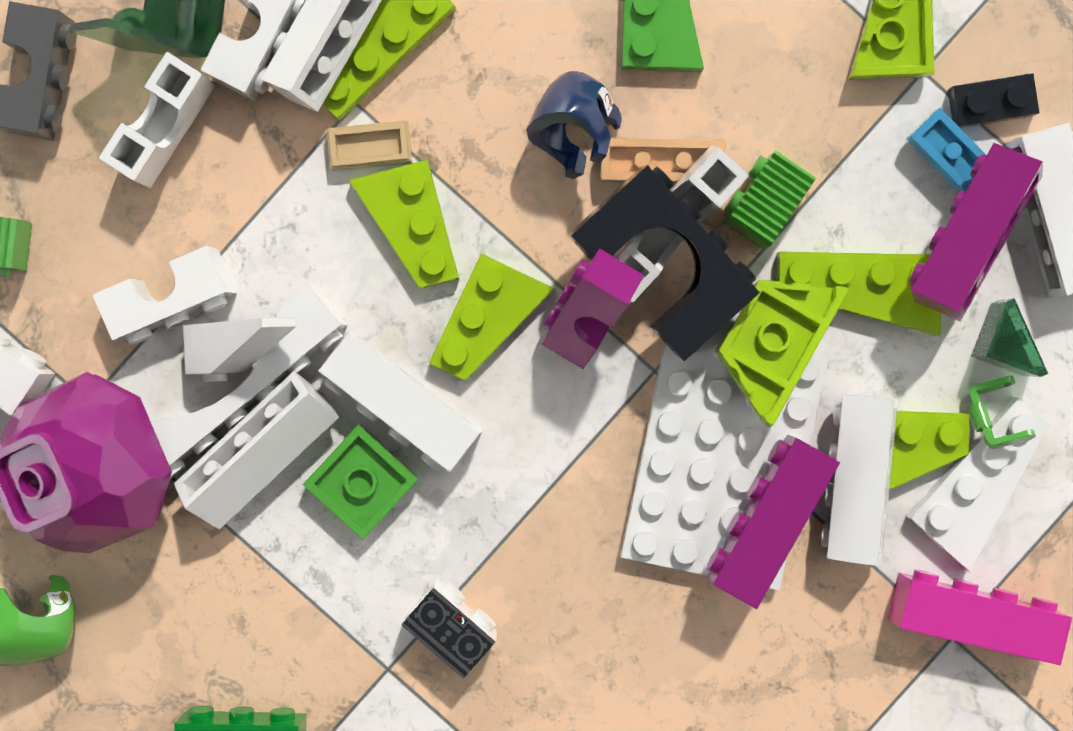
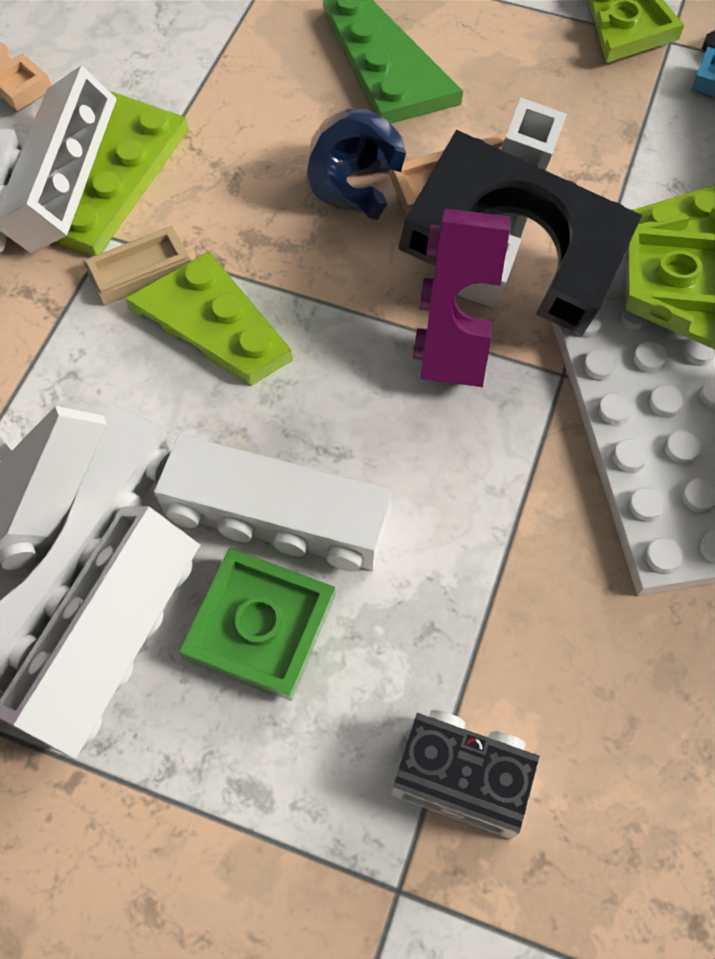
camera: 20 degrees left, 25 degrees down
(485, 315) = (338, 383): lime wing -> none
(768, 199) = (594, 156): bright green brick -> none

